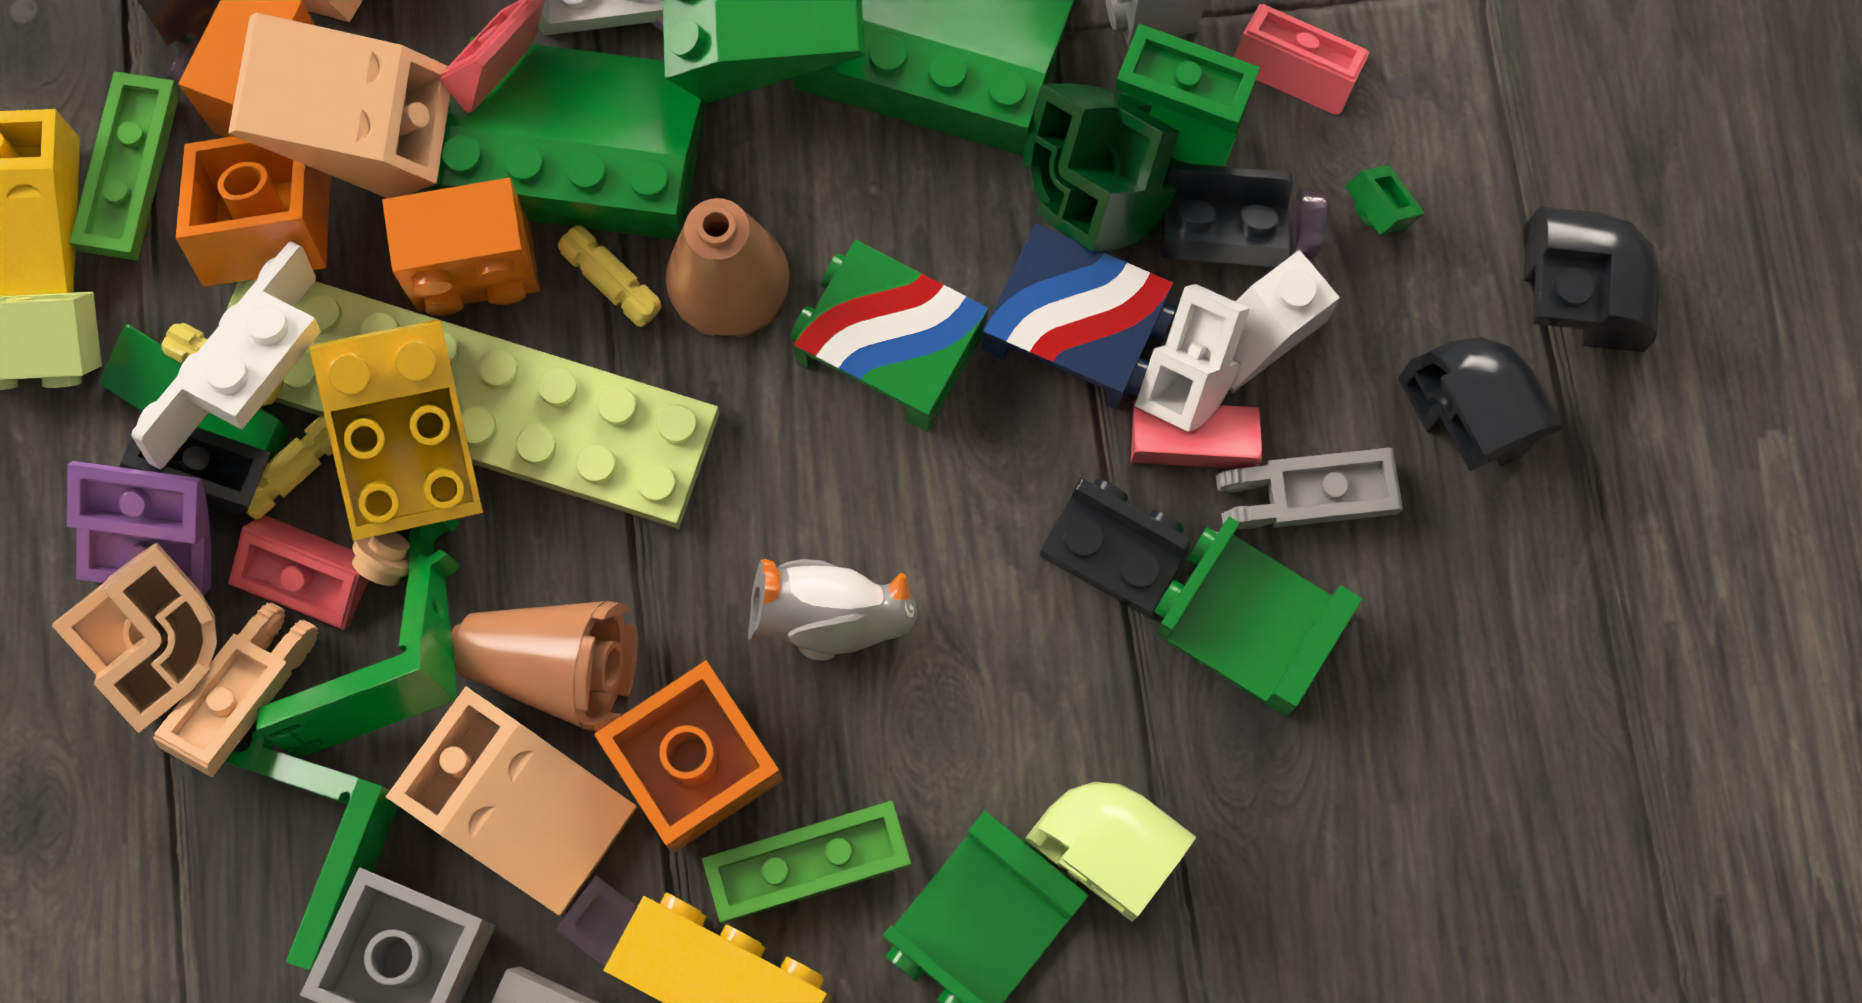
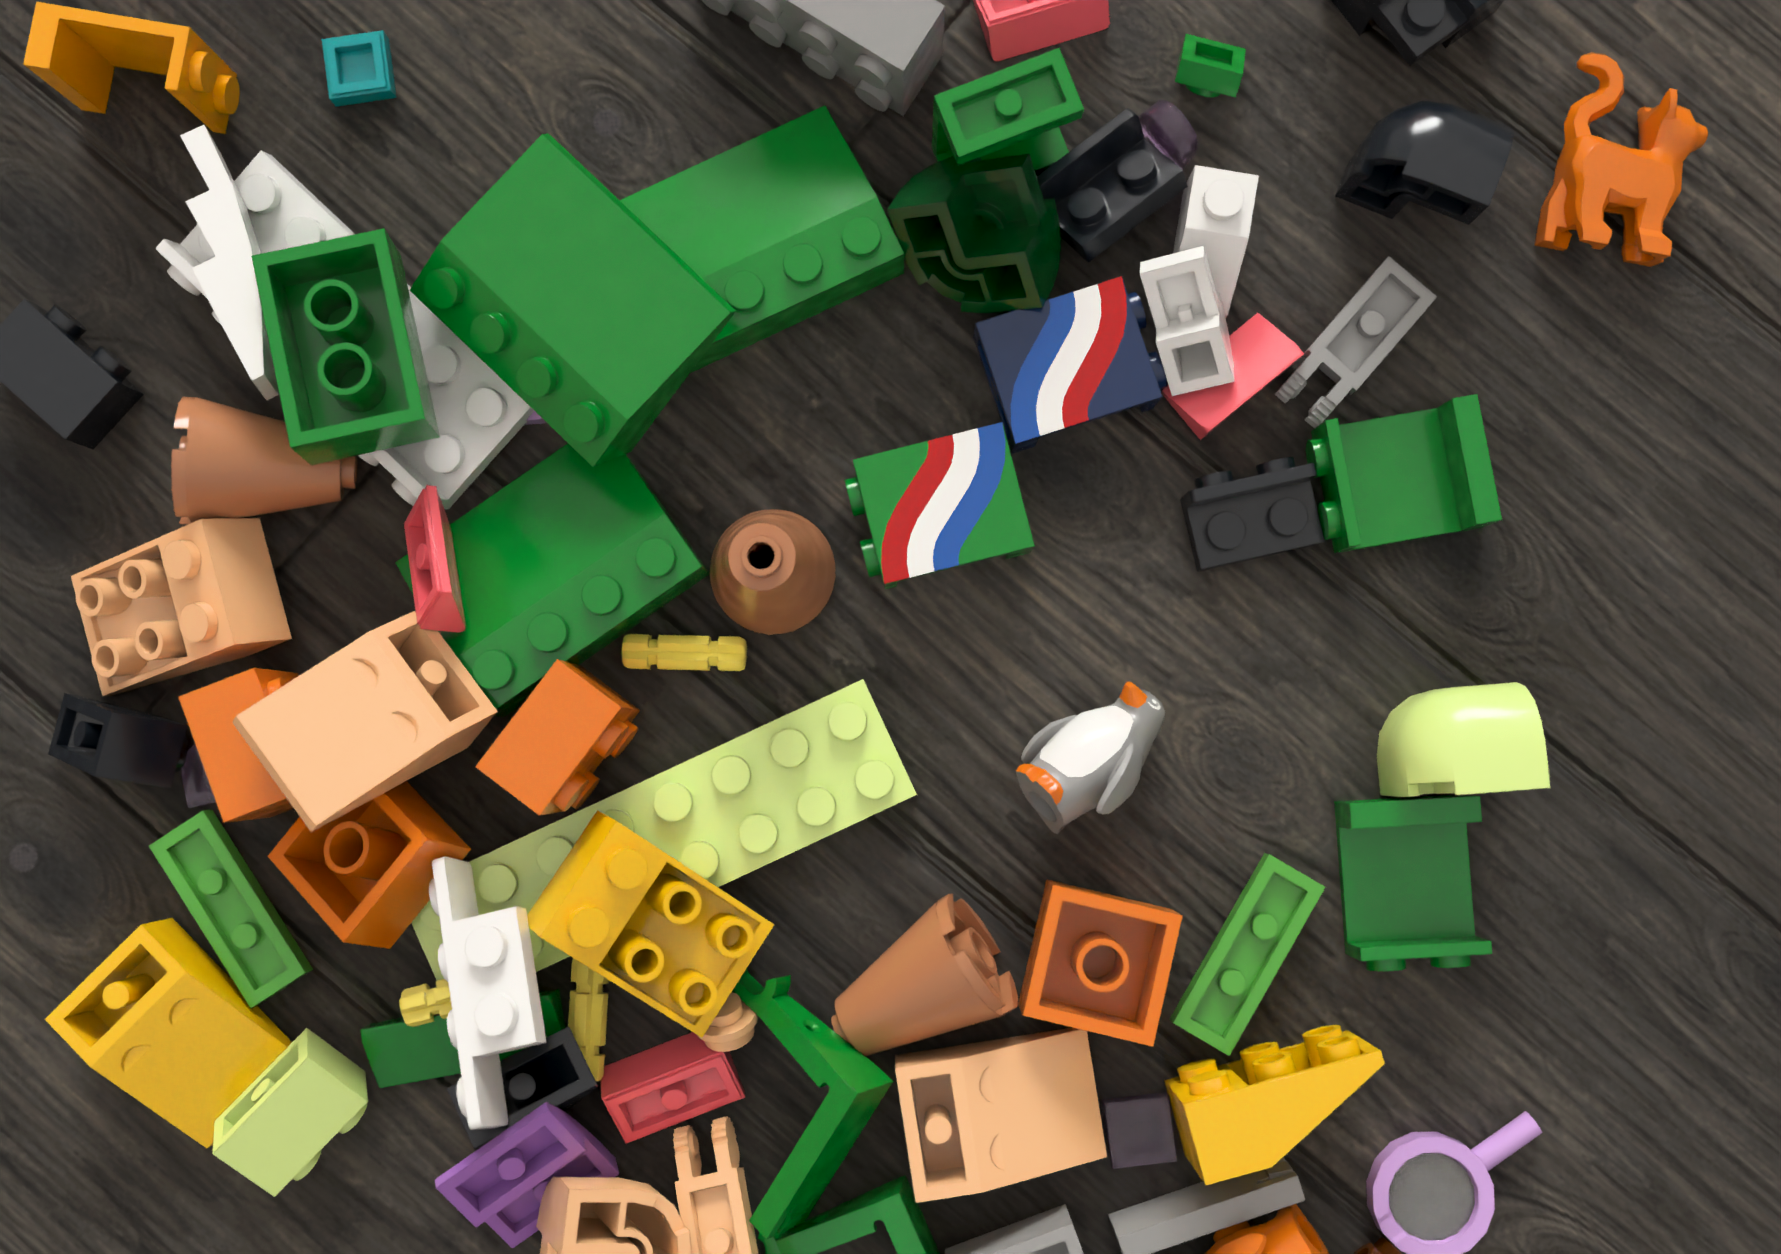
camera: 35 degrees left, 10 degrees up
(1623, 545) = (1612, 178): none -> orange animal

